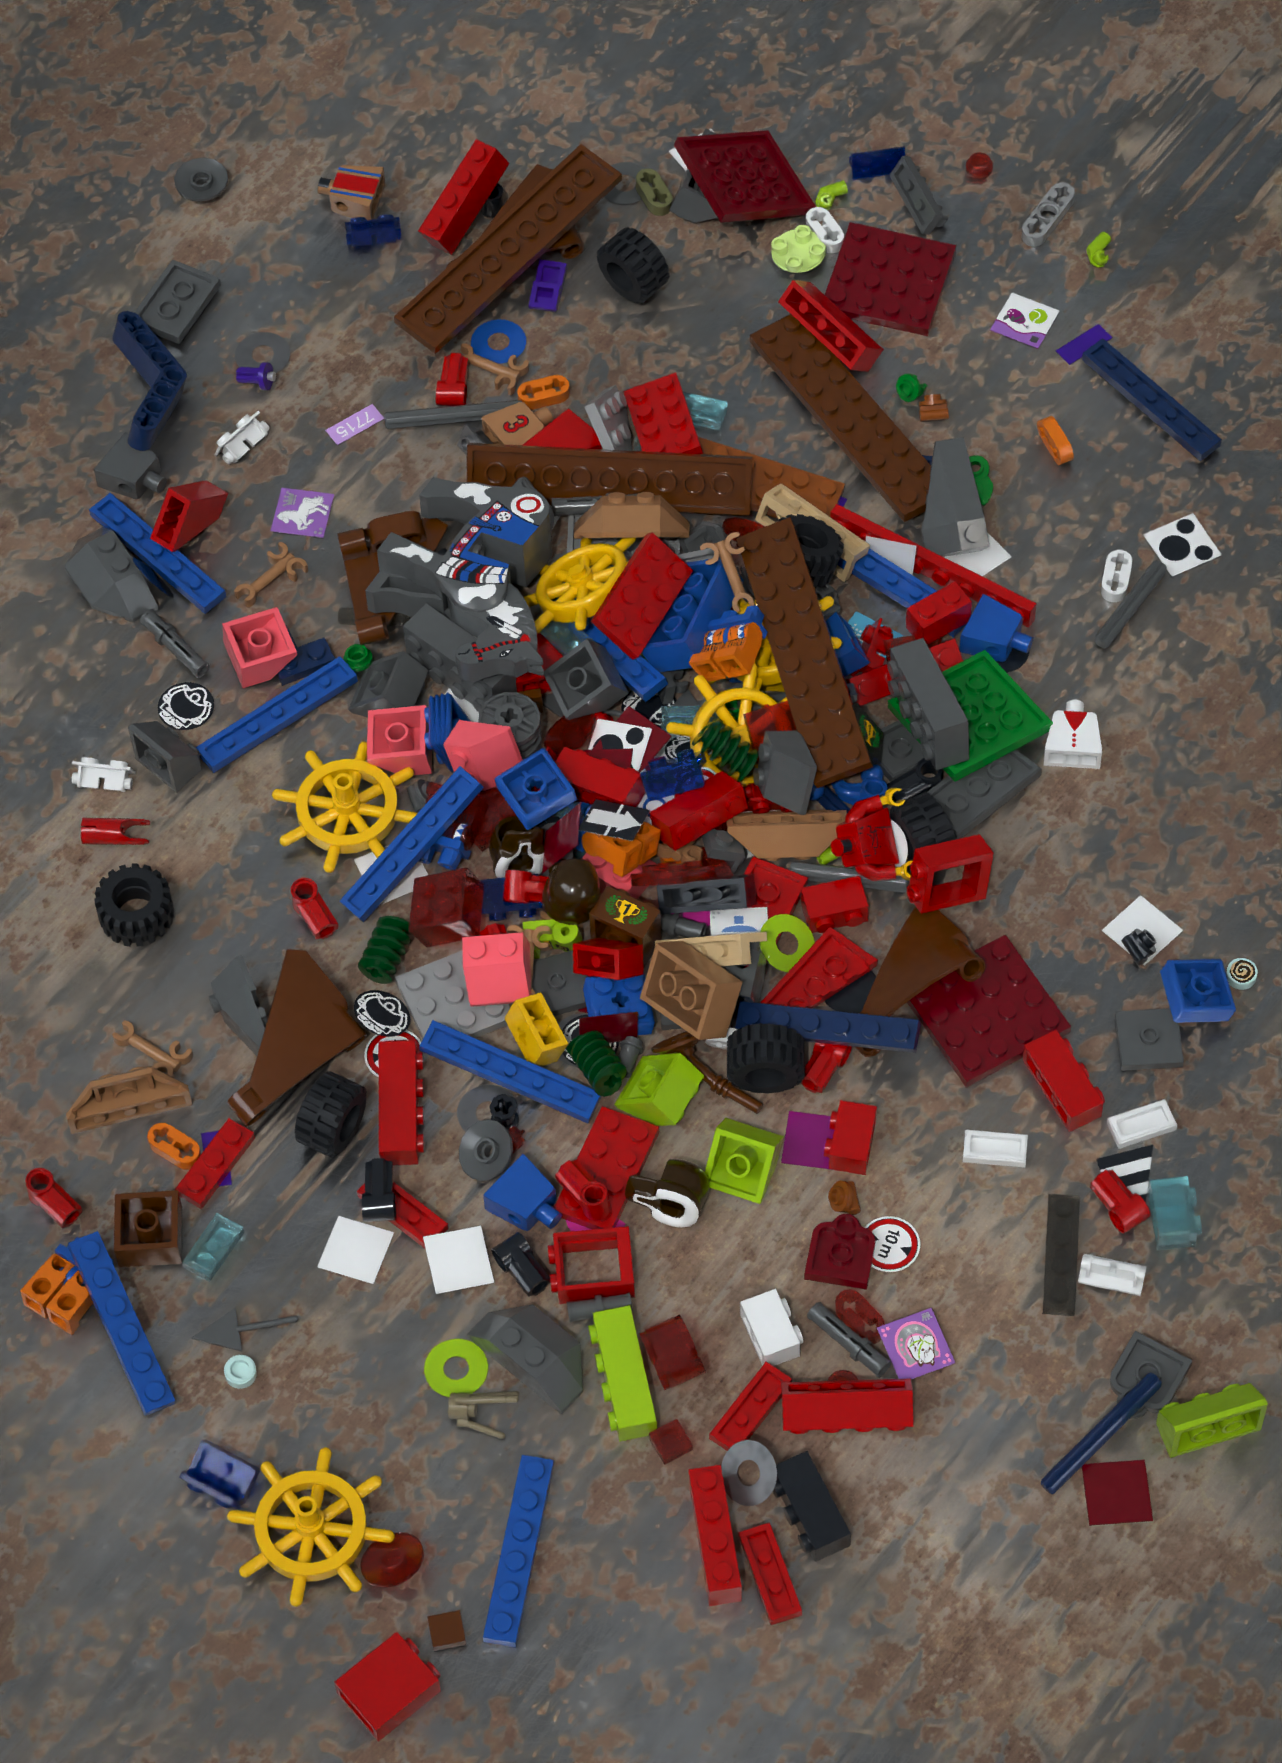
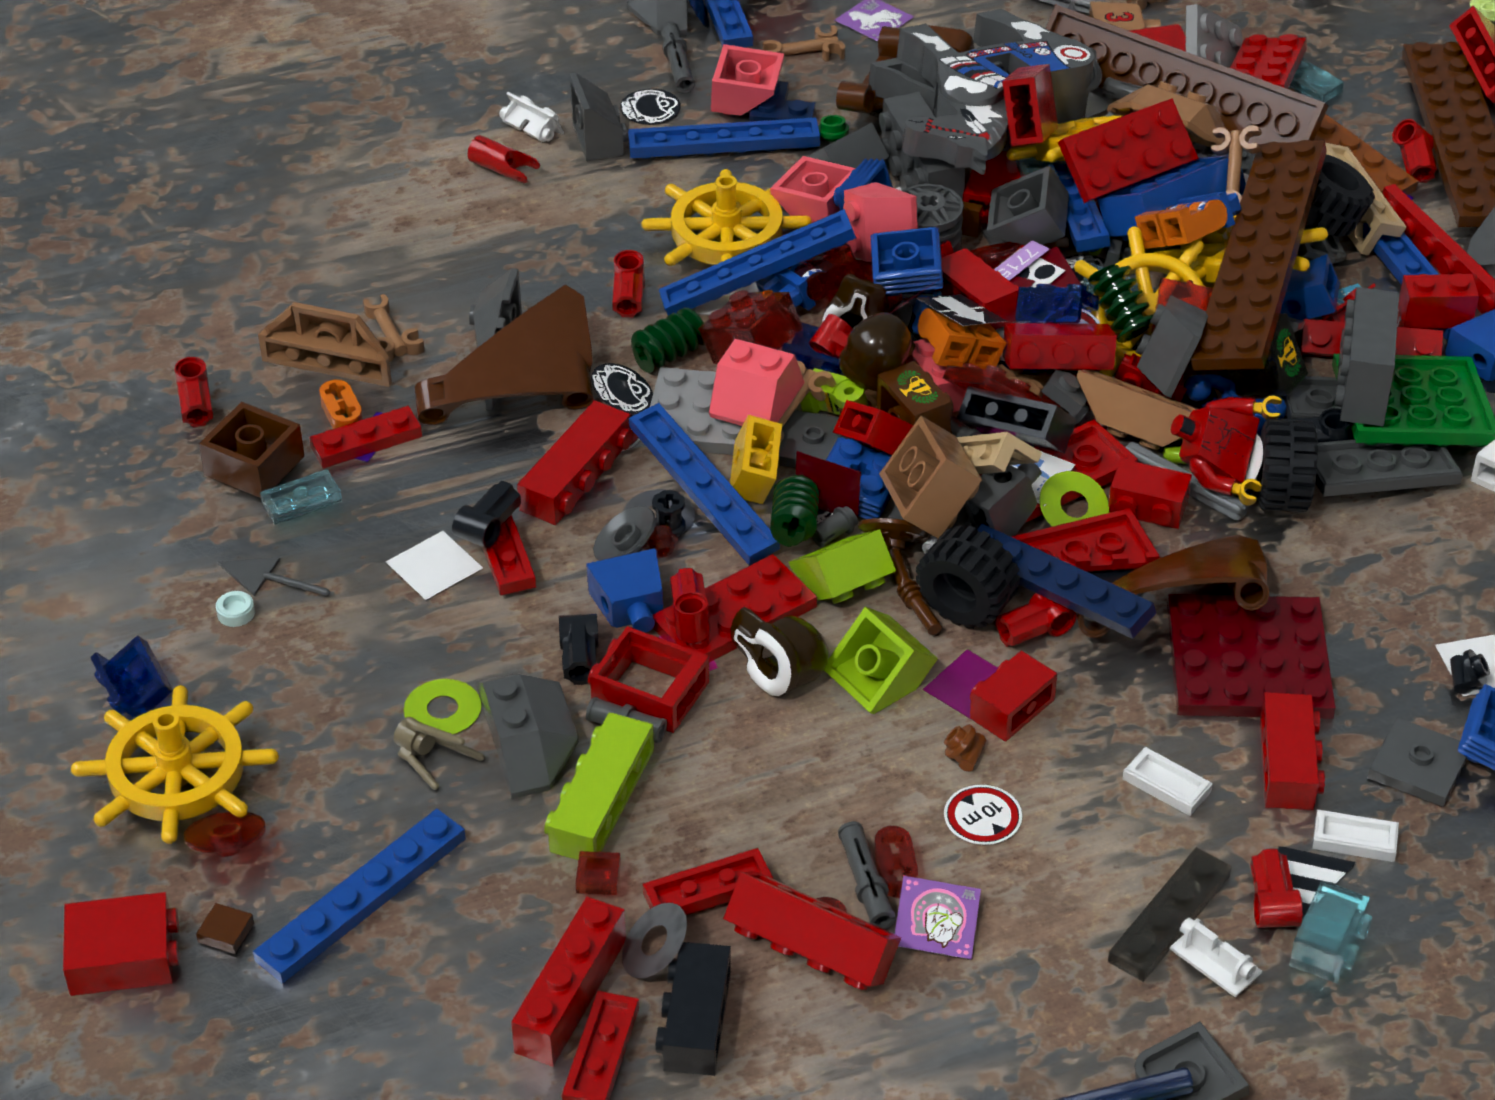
camera: 30 degrees right, 15 degrees down
(58, 1291) = (144, 462): orange hips -> none
(121, 1323) = (156, 511): blue plate -> none
(128, 885) = (468, 213): black tyre -> none
(330, 1114) = (496, 432): black tyre -> none
(458, 1259) = (521, 614): white sticker -> none
(534, 583) = (1030, 104): none -> red brick
(544, 391) = (1168, 12): orange beam -> none
(607, 734) = (1021, 259): none -> lavender sticker
(672, 1352) = (663, 787): clear red brick -> none
(770, 1328) = (788, 820): white brick -> none
(828, 455) = (1416, 149): none -> red piece
(841, 1253) = (919, 793): dark red plate -> none
(898, 553) = (1429, 240): white sticker -> none
(966, 851) = (1296, 479): red window -> none

